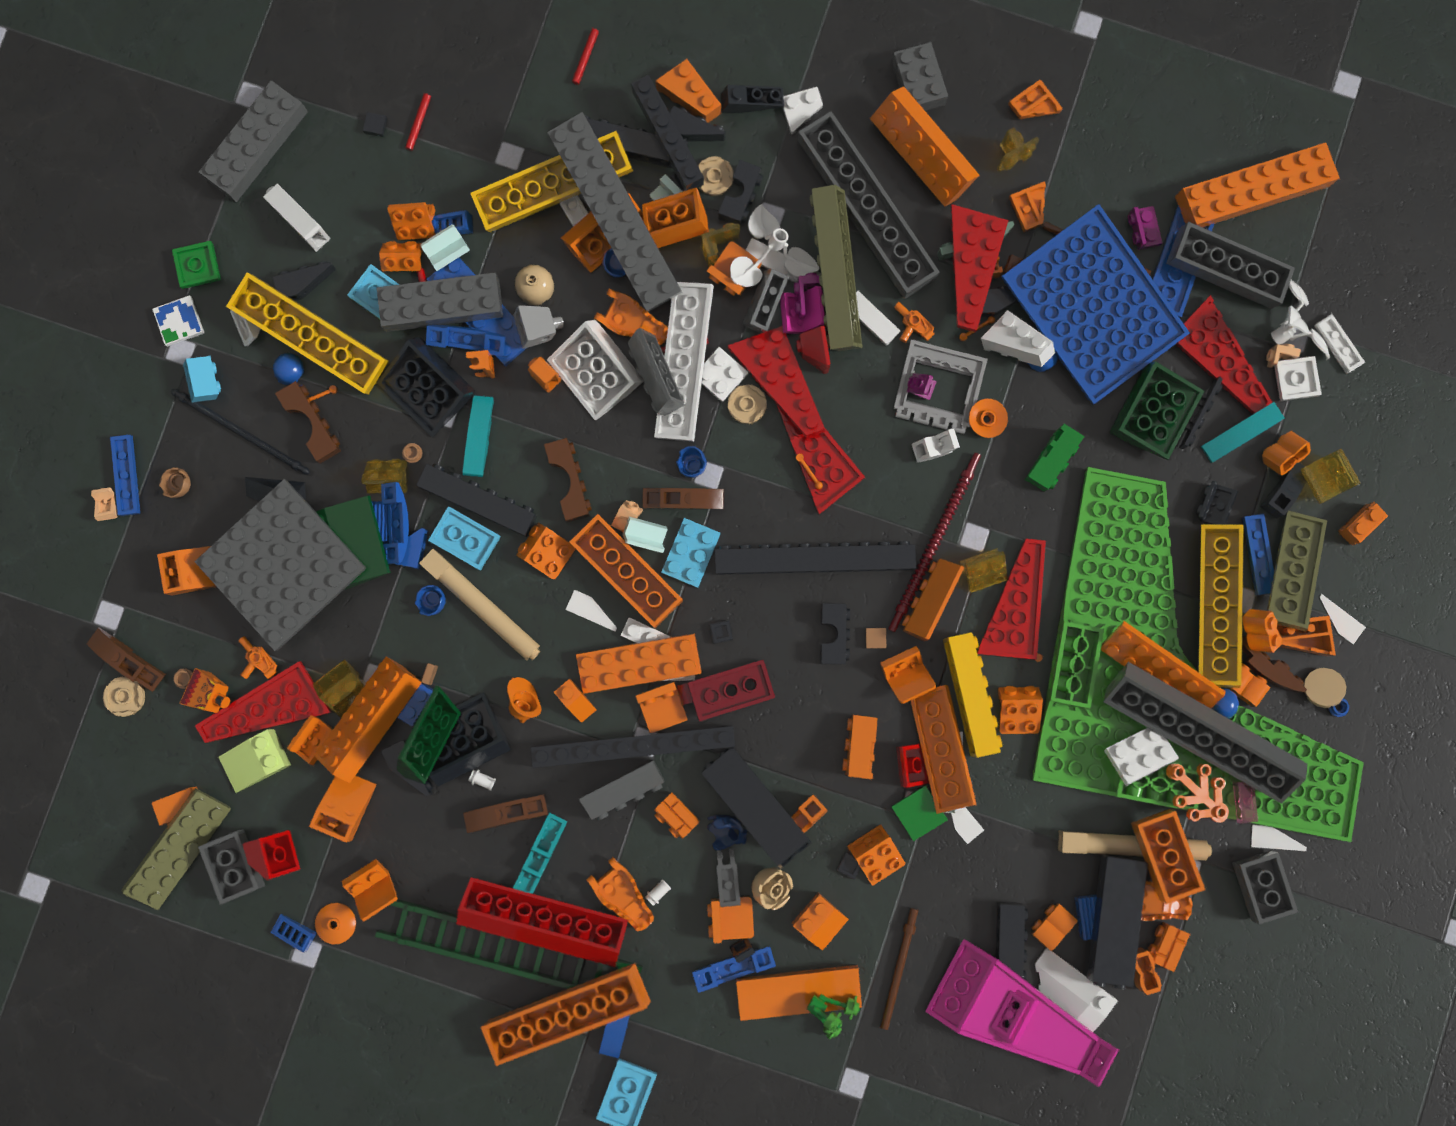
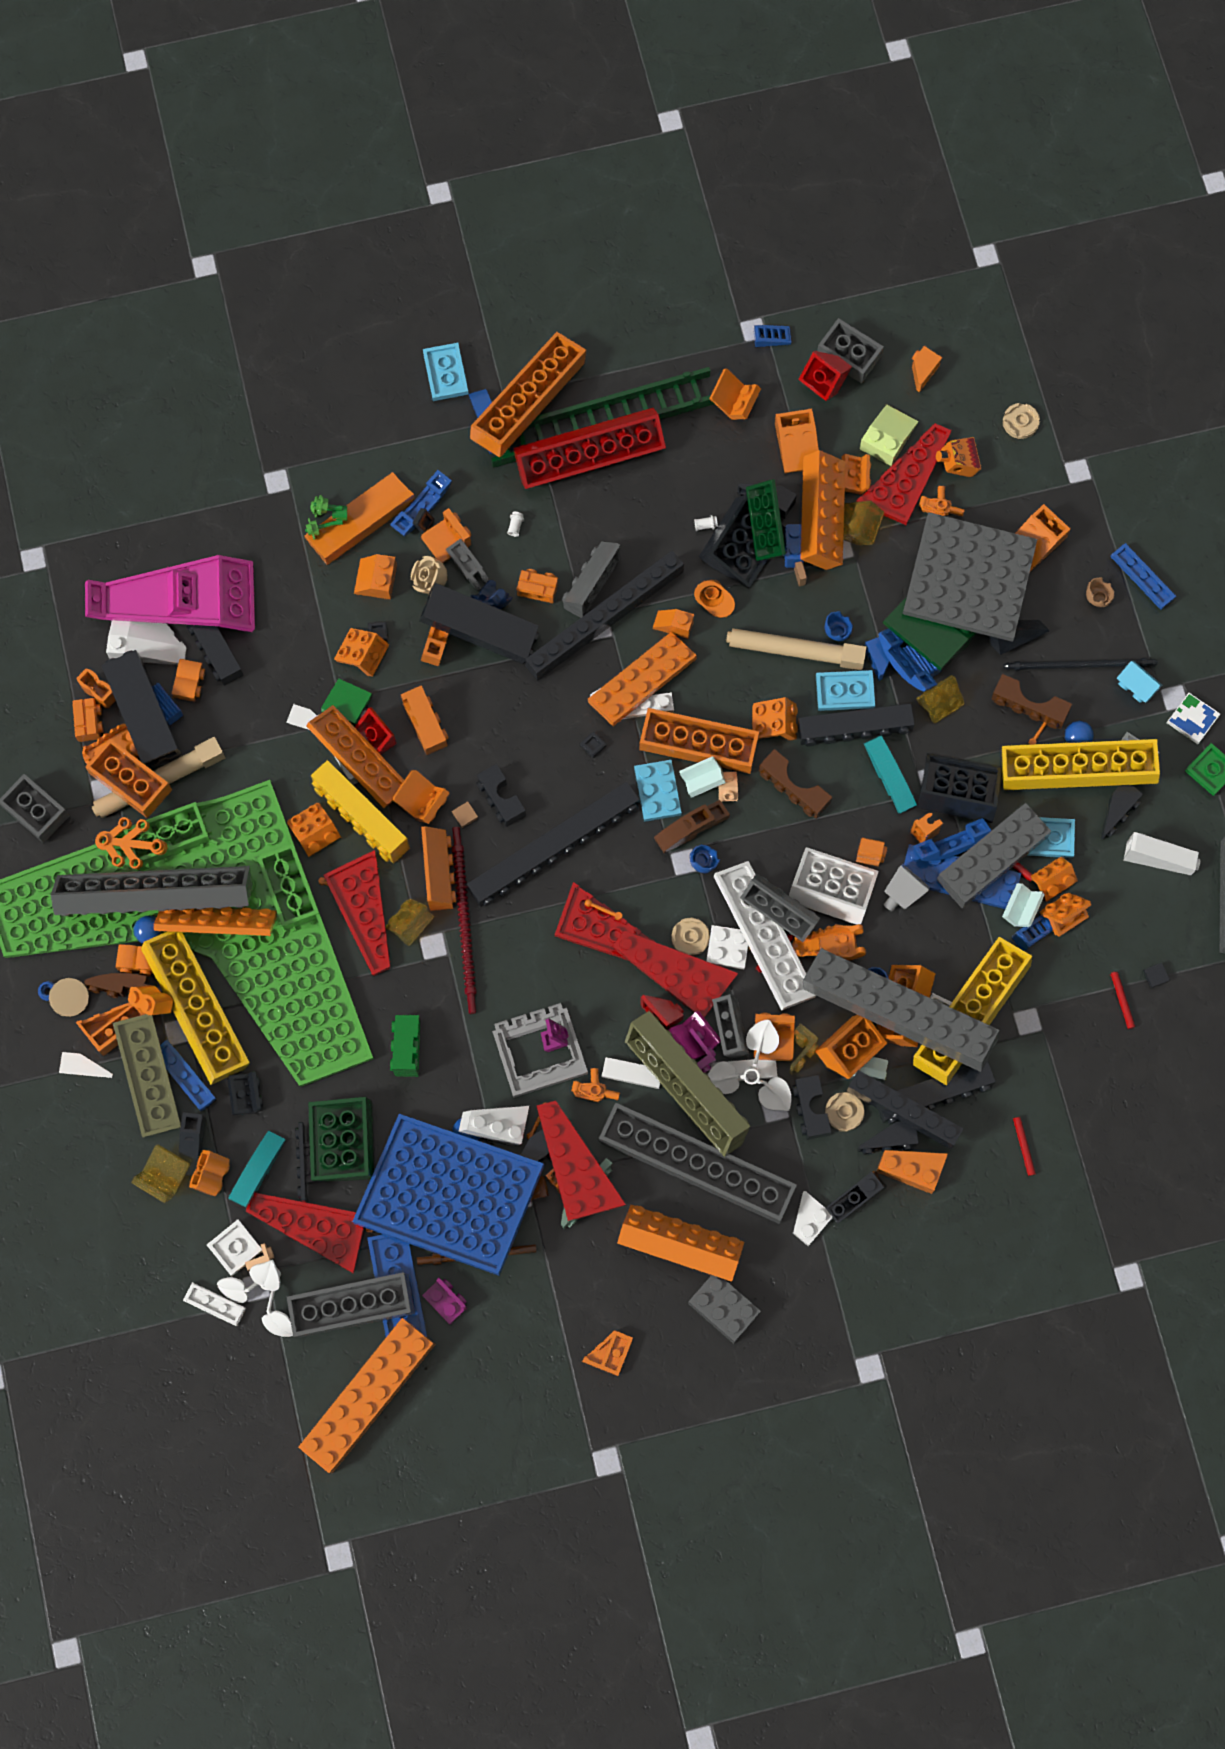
camera: 155 degrees right, 10 degrees down
(104, 504) = (1141, 545): light nougat bracket -> none
(124, 660) = (1041, 442): reddish brown slope -> none
(176, 849) = (900, 338): olive plate -> none
(182, 678) = (986, 459): medium nougat plate -> none
(342, 916) = (745, 368): orange dish -> none
(412, 453) = (933, 730): medium nougat plate -> none
(505, 813) = (670, 508): reddish brown slope -> none
(534, 292) = (928, 931): tan cylinder -> none
(540, 854) = (624, 496): teal slope -> none
(587, 608) = (711, 699): white sticker -> none
(620, 893) = (544, 505): orange animal -> none
(662, 707) = (602, 658): orange bracket -> none
(710, 692) = (567, 685): dark red hinge -> none
(909, 930) = (301, 612): reddish brown bar -> none
(935, 446) = (512, 994): white brick -> none
(997, 418) = (477, 1038): orange dish -> none
(1015, 149) = (604, 1295): clear yellow bracket -> none
(1029, 206) = (557, 1255): orange wing -> none
(1140, 755) = (194, 843): white plate -> none
(1245, 802) = (84, 860): clear pink slope -> none
(1272, 838) = (45, 854): white sticker -> none
(1363, 523) = (109, 1154): orange brick -> none

